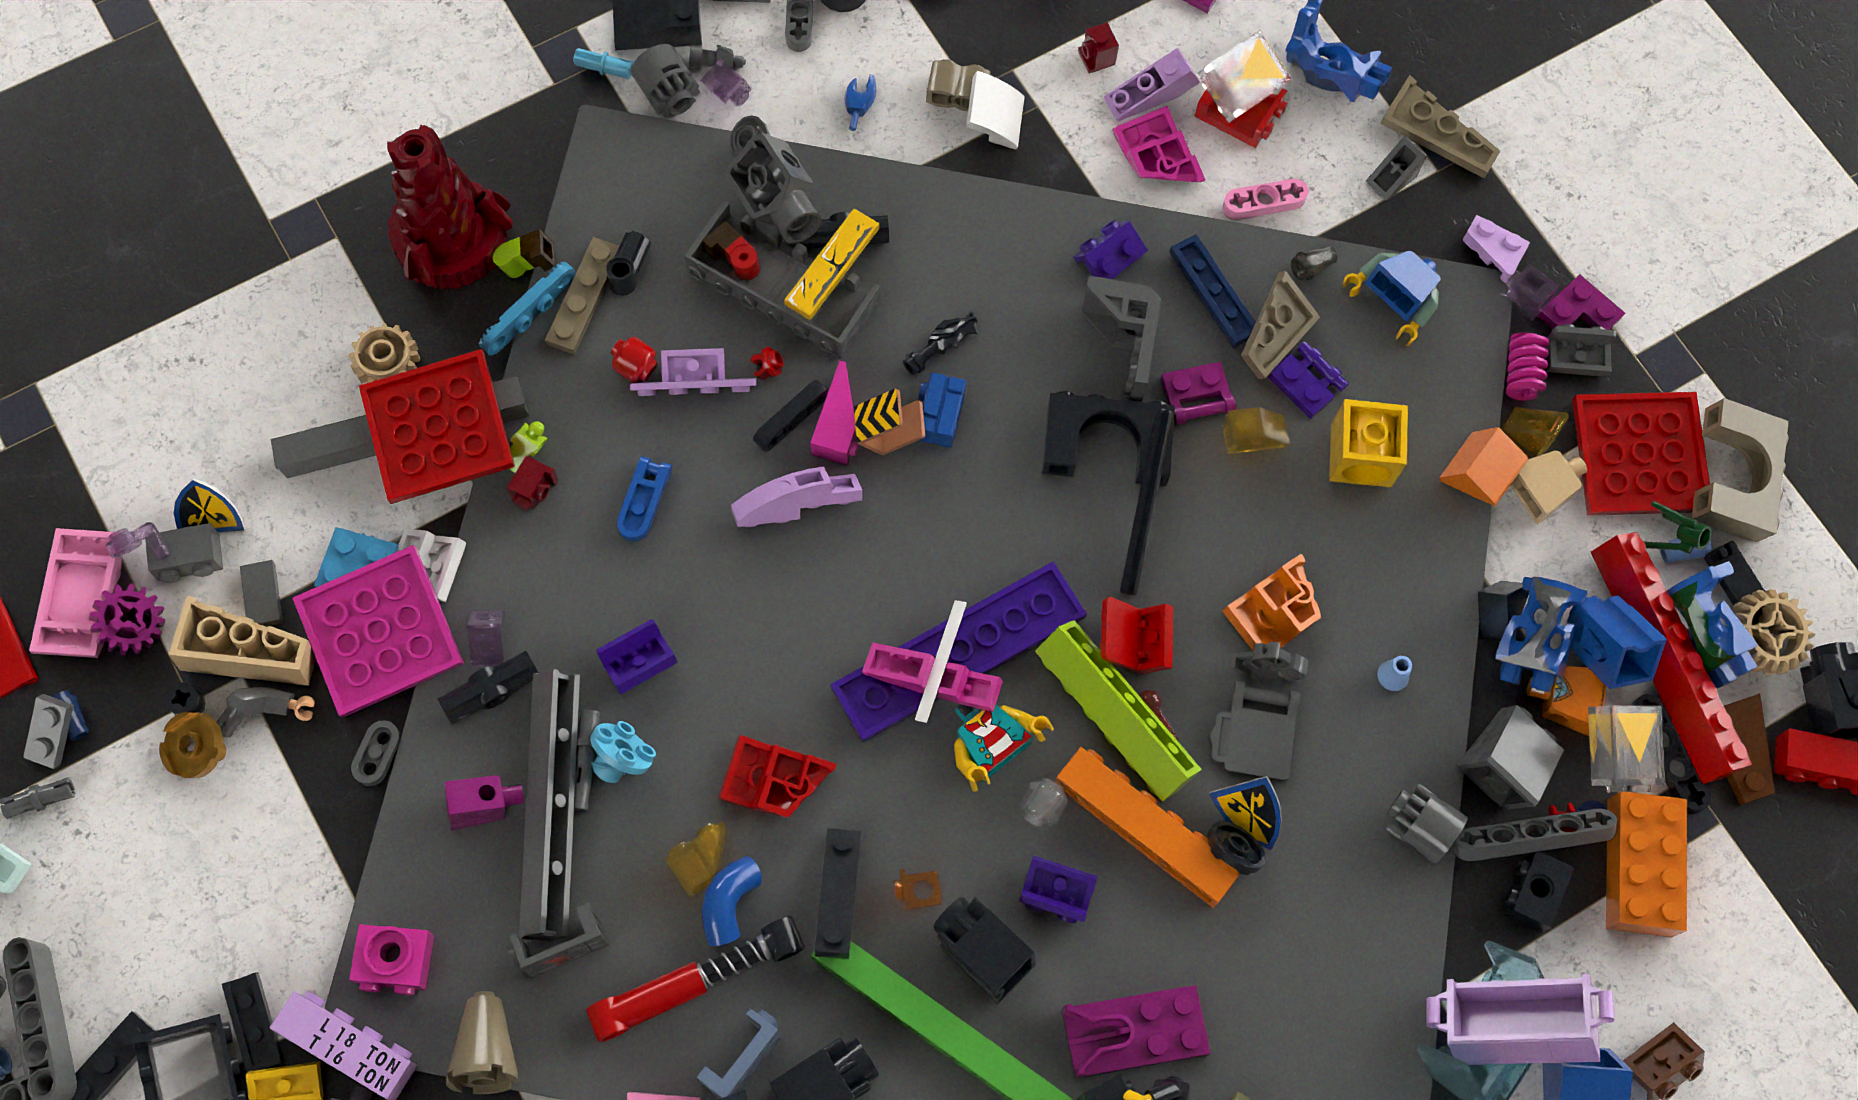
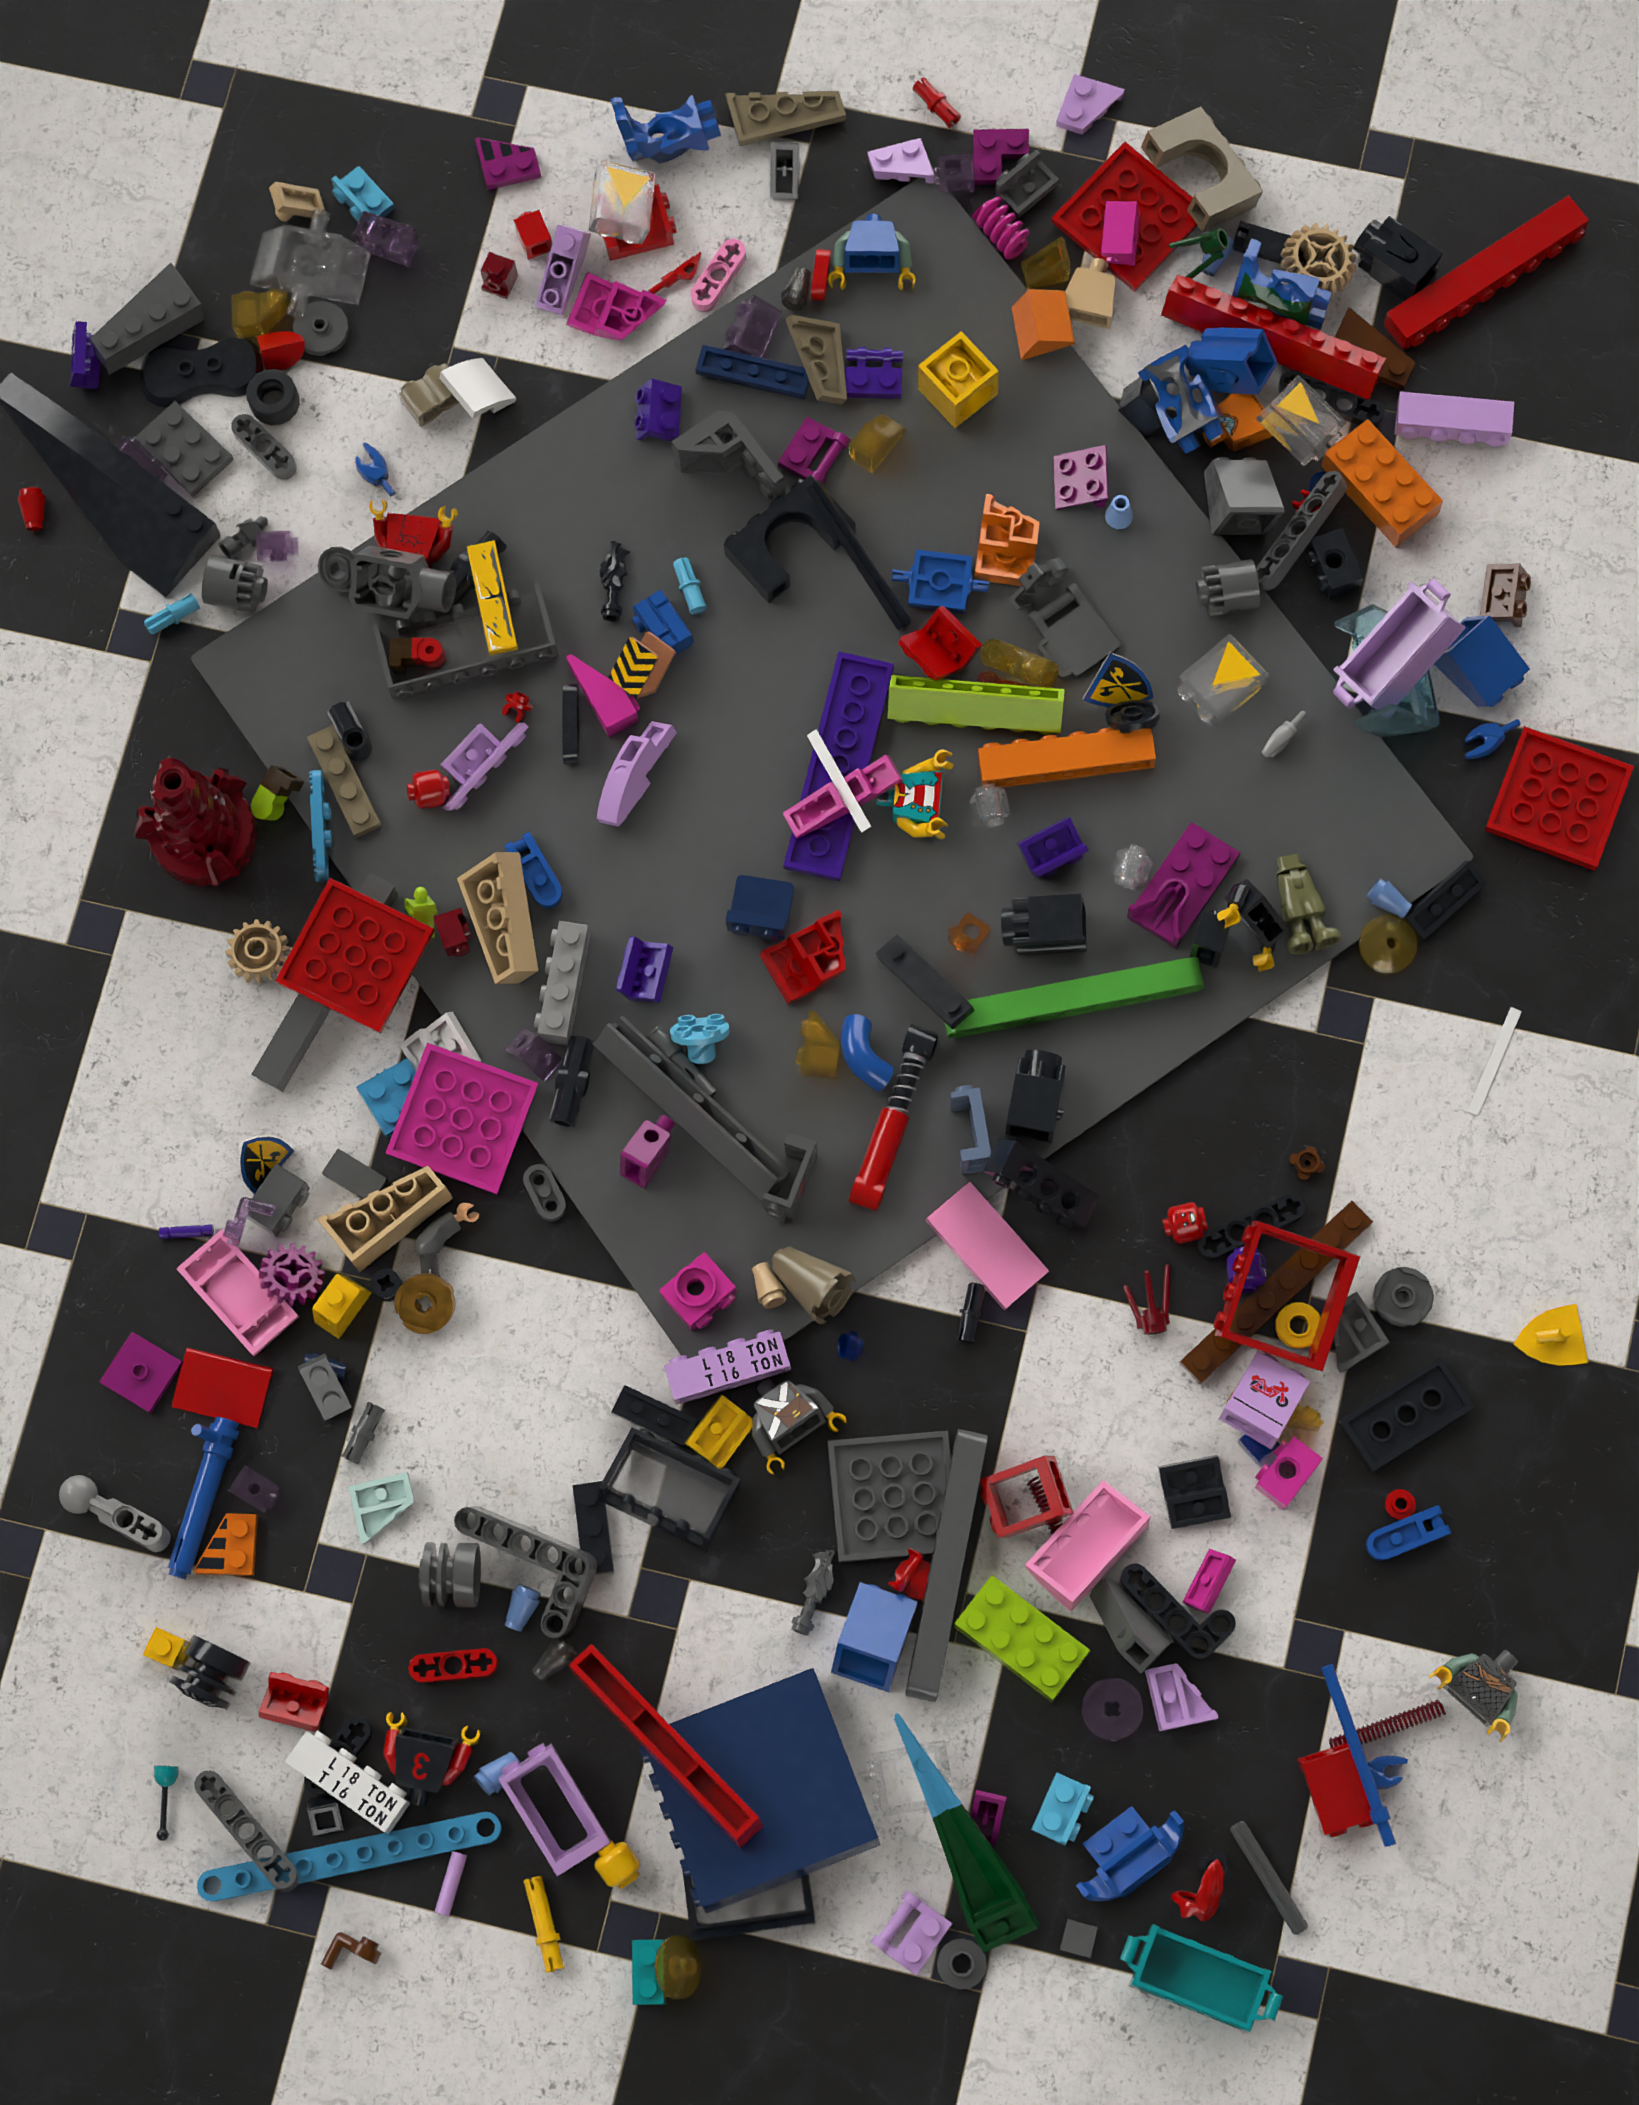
camera: 35 degrees left, 5 degrees up
(100, 509) = (186, 1231): none -> dark purple wheel
(130, 678) = (339, 1304): none -> yellow torso
(447, 1015) = (768, 1287): none -> tan cone
(566, 604) = (564, 982): none -> light grey brick
(574, 506) = (501, 916): none -> tan wedge
(777, 700) = (760, 907): none -> dark blue bracket
(830, 169) = (414, 533): none -> red torso
(994, 401) = (689, 585): none -> medium azure axle
(1106, 972) = (1131, 867): none -> clear head
(1155, 42) = (533, 234): none -> red brick
(1187, 712) = (1019, 663): none -> clear yellow cylinder
(1192, 586) = (940, 581): none -> blue plate
(1237, 171) = (679, 273): none -> red hand
(1249, 258) = (752, 327): none -> clear purple bracket
(1341, 893) = (1221, 681): none -> clear brick
(1346, 991) = (1282, 736): none -> light grey hand
(1347, 264) = (820, 275): none -> red beam
(1392, 616) = (1081, 478): none -> hinge
(1570, 228) = (936, 102): none -> red pin
(1621, 456) = (1120, 232): none -> dark pink hinge
(1693, 336) = (1085, 103): none -> lavender wing
(1764, 872) = (1454, 418): none -> lavender brick

